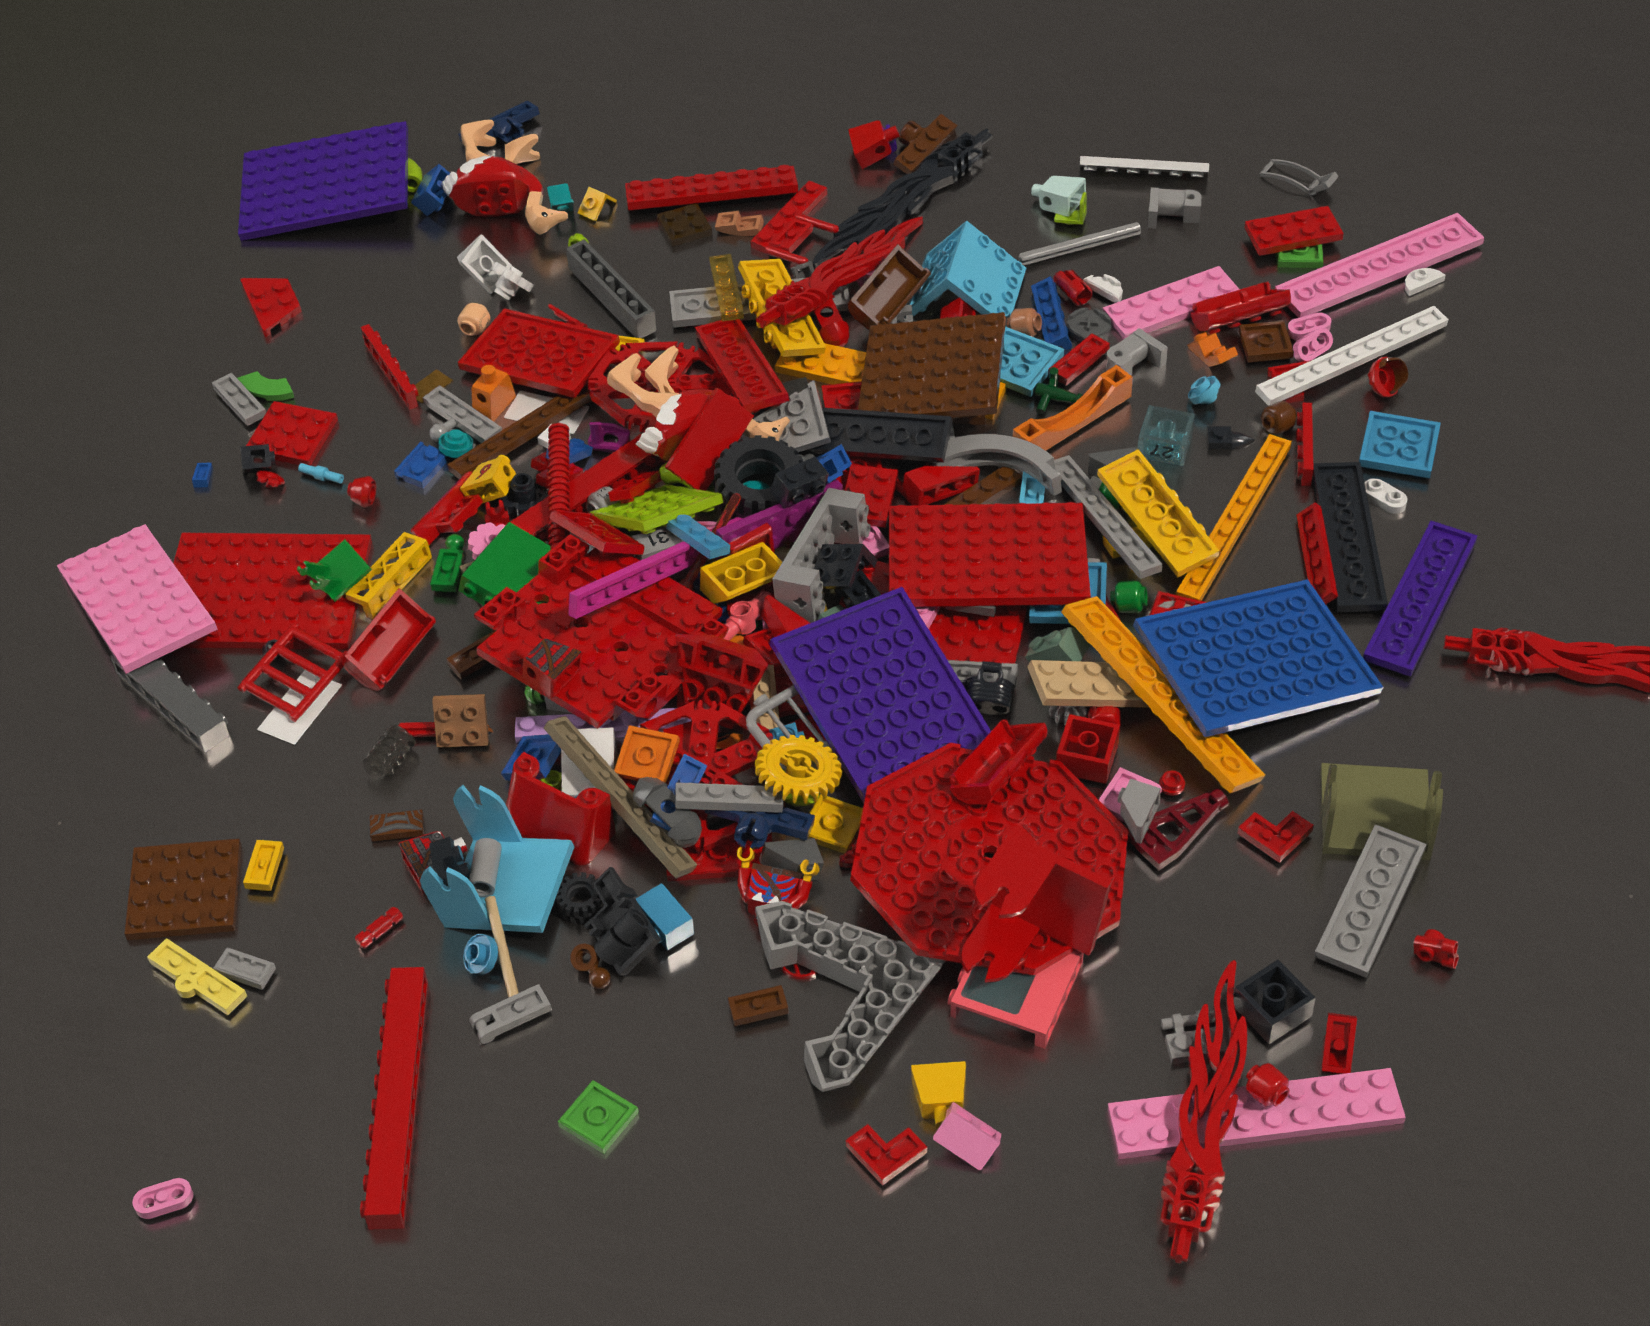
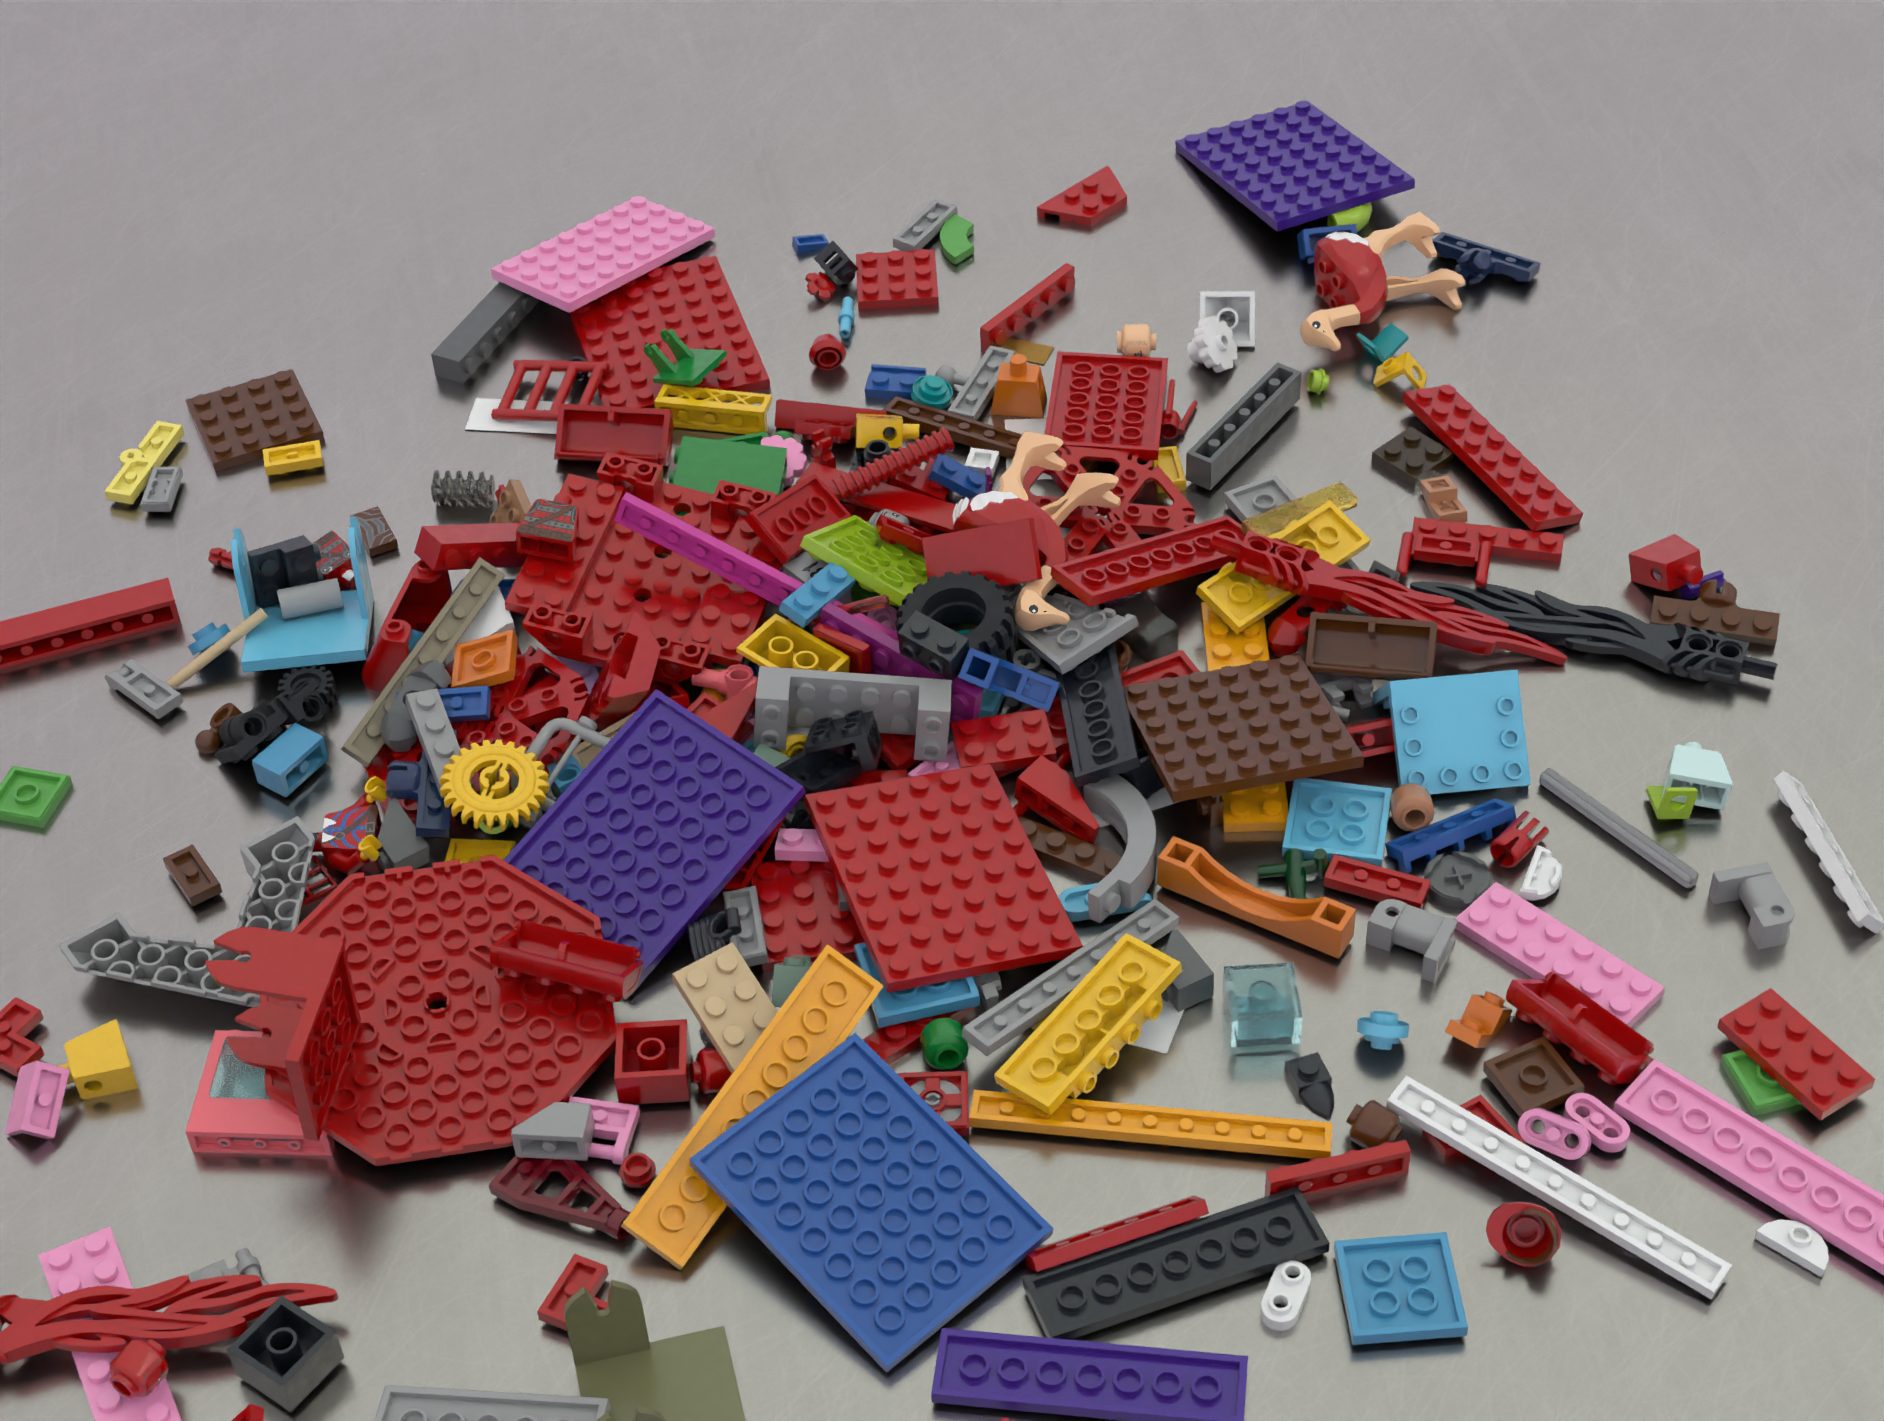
camera: 70 degrees right, 5 degrees down
(513, 721) = (462, 545): none -> red brick

